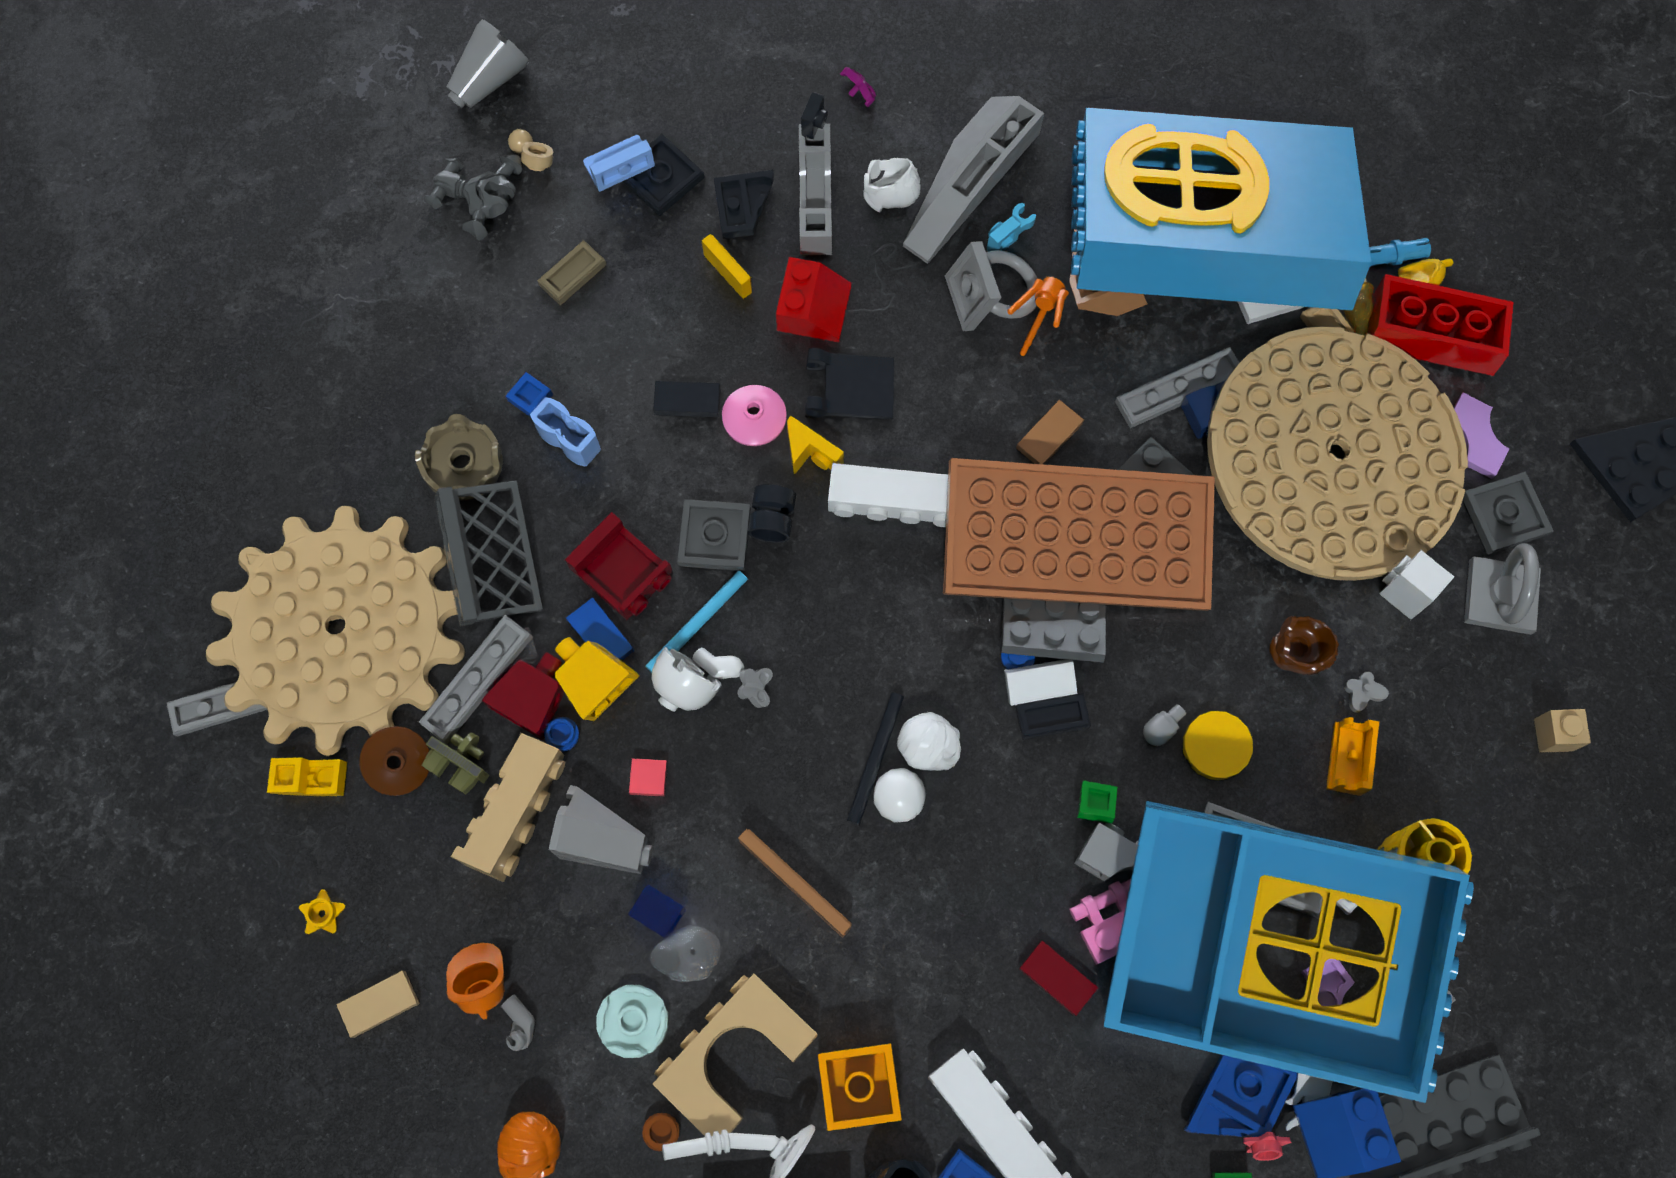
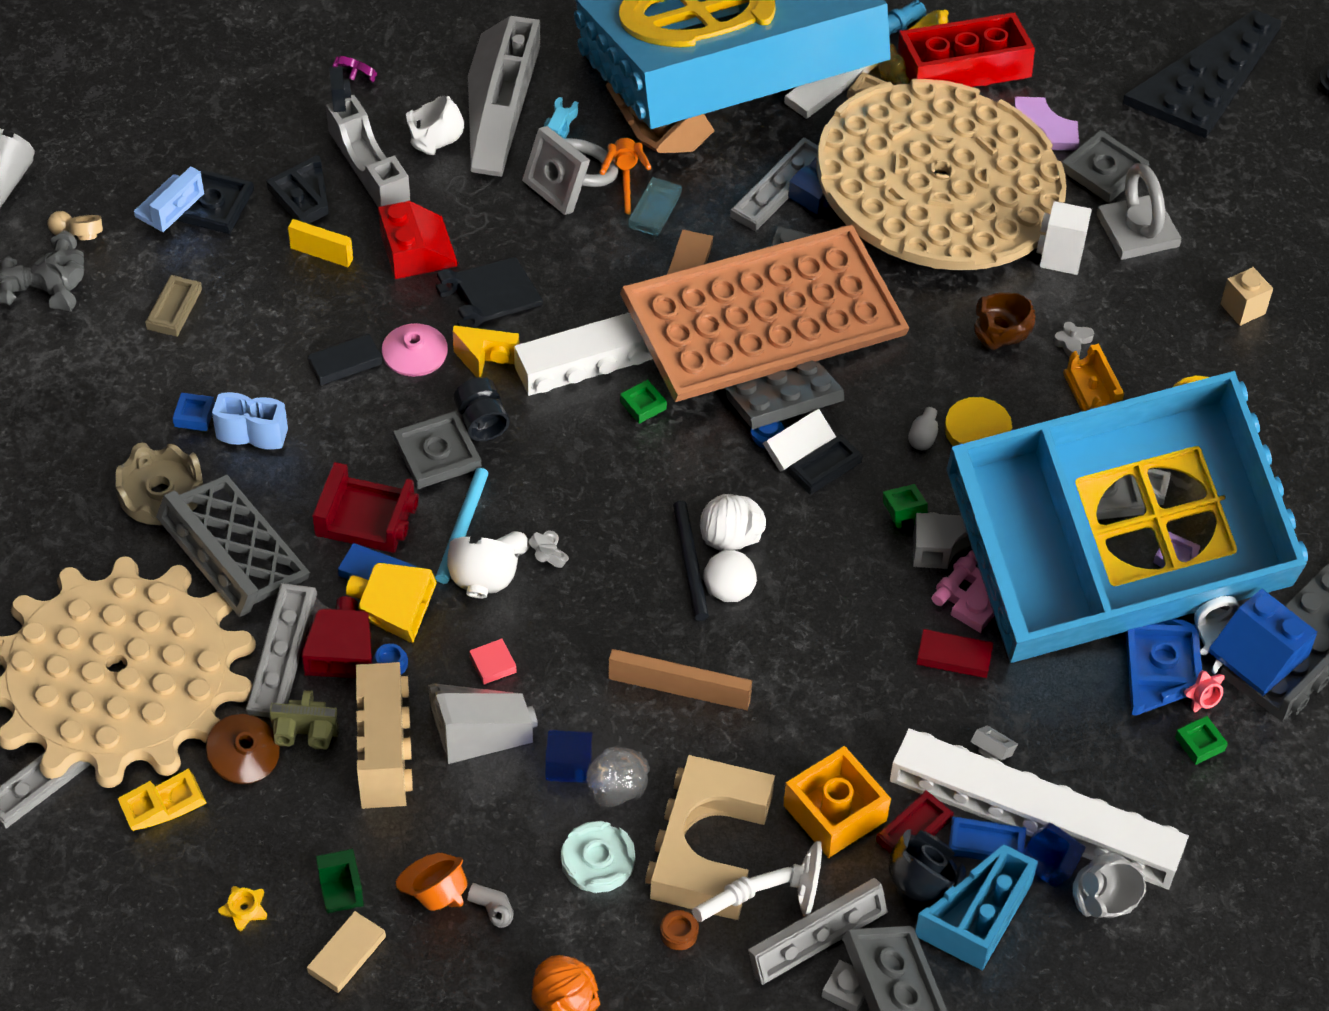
camera: 30 degrees left, 20 degrees down
(406, 935) = (339, 881): none -> dark green panel
(922, 571) = (643, 401): none -> green plate
(922, 1137) = (922, 814): none -> dark red tile
(1038, 1095) = (993, 744): none -> light grey plate
(1049, 360) = (655, 206): none -> clear light blue tile

